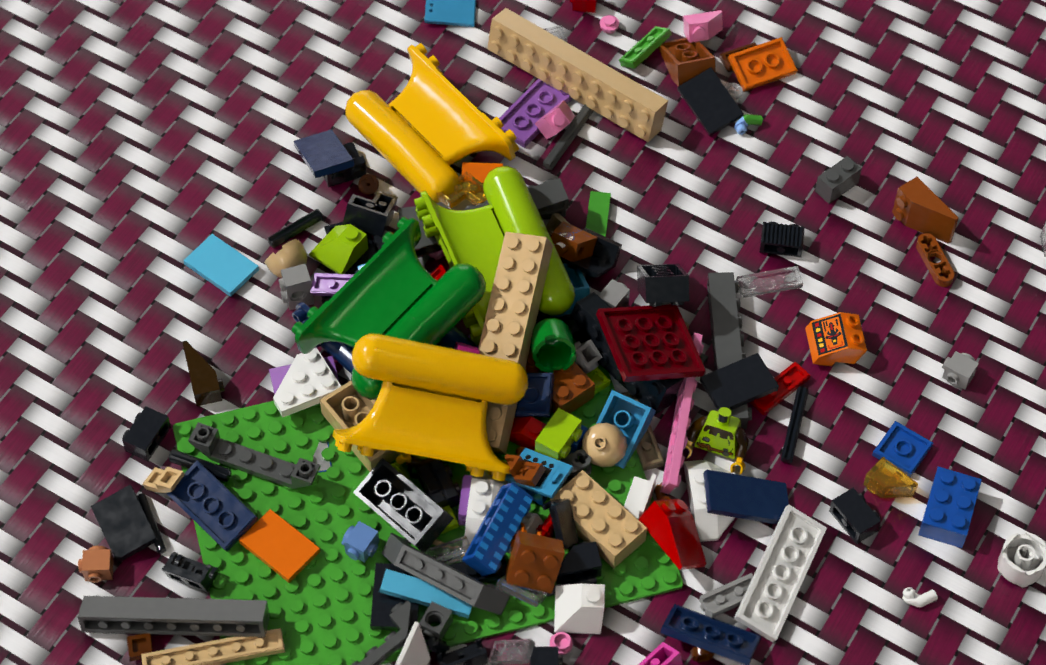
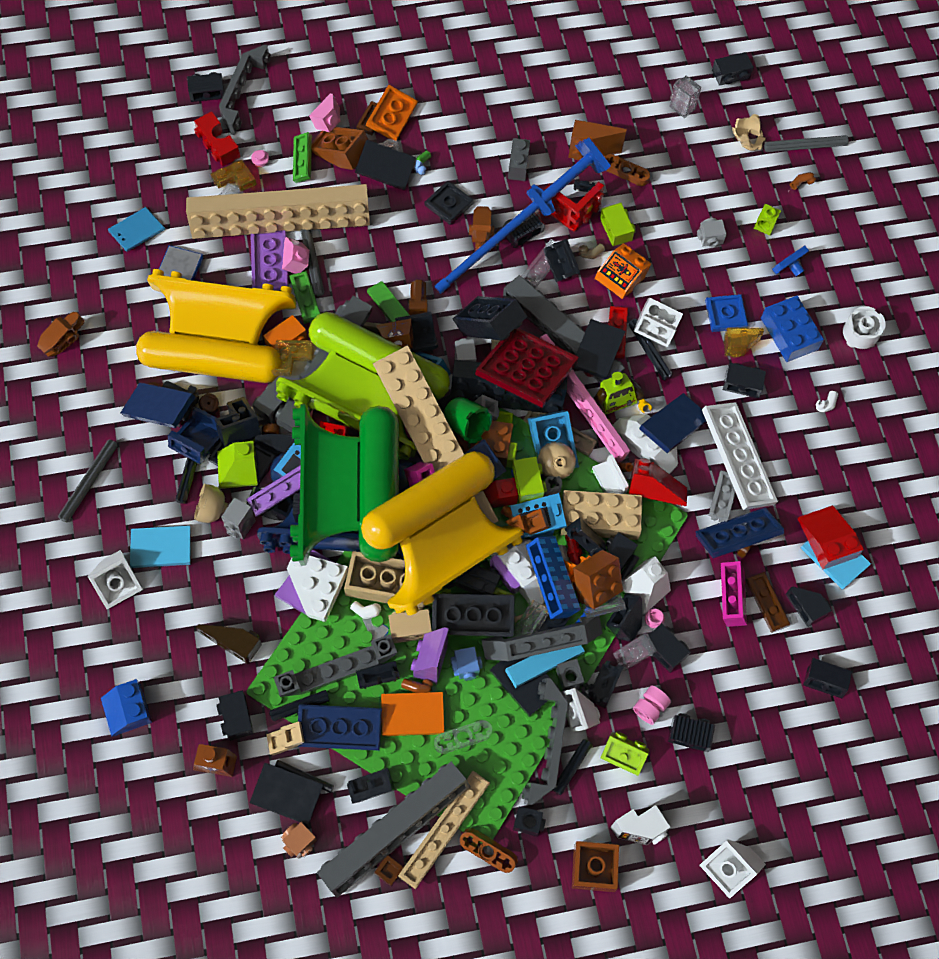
camera: 45 degrees left, 10 degrees up
(76, 361) = (126, 708): none -> blue slope
(93, 445) = (213, 760): none -> dark orange torso
(160, 260) = (114, 580): none -> white slope
(217, 173) = (87, 481): none -> dark grey axle
(281, 492) = (377, 674): none -> black hinge
(303, 528) = (416, 687): none -> dark orange arm
(307, 47) = (60, 334): none -> dark orange hinge
(318, 597) = (479, 737): none -> clear beam
(323, 437) = (366, 612): none -> white arm
(327, 203) = (196, 436): none -> dark blue panel
(337, 512) = (431, 655): none -> medium lavender slope
(343, 474) = (409, 627): none -> tan brick
(457, 62) = (181, 261): none -> flat silver tile
(532, 621) = (627, 622): none -> black slope
(534, 157) = (304, 296): none -> bright green tile
(574, 408) = (511, 454): none -> lime tile
(575, 23) = (235, 173): none -> clear yellow plate
(627, 229) = (418, 299): none -> reddish brown piece
(738, 173) = (449, 202): none -> black tile
(743, 211) = (481, 228): none -> dark orange hinge
(785, 288) = (561, 260): none -> black hinge
(811, 221) = (540, 200): none -> blue piece
(821, 404) = (657, 322): none -> white piece
(825, 306) = (584, 252): none -> dark tan arm
(848, 260) = (573, 214): none -> red bracket
(874, 298) = (617, 224): none -> lime brick
(878, 245) = (584, 186): none -> black piece
(1014, 451) = (792, 262): none -> blue tile
(1028, 397) = (767, 219): none -> lime brick

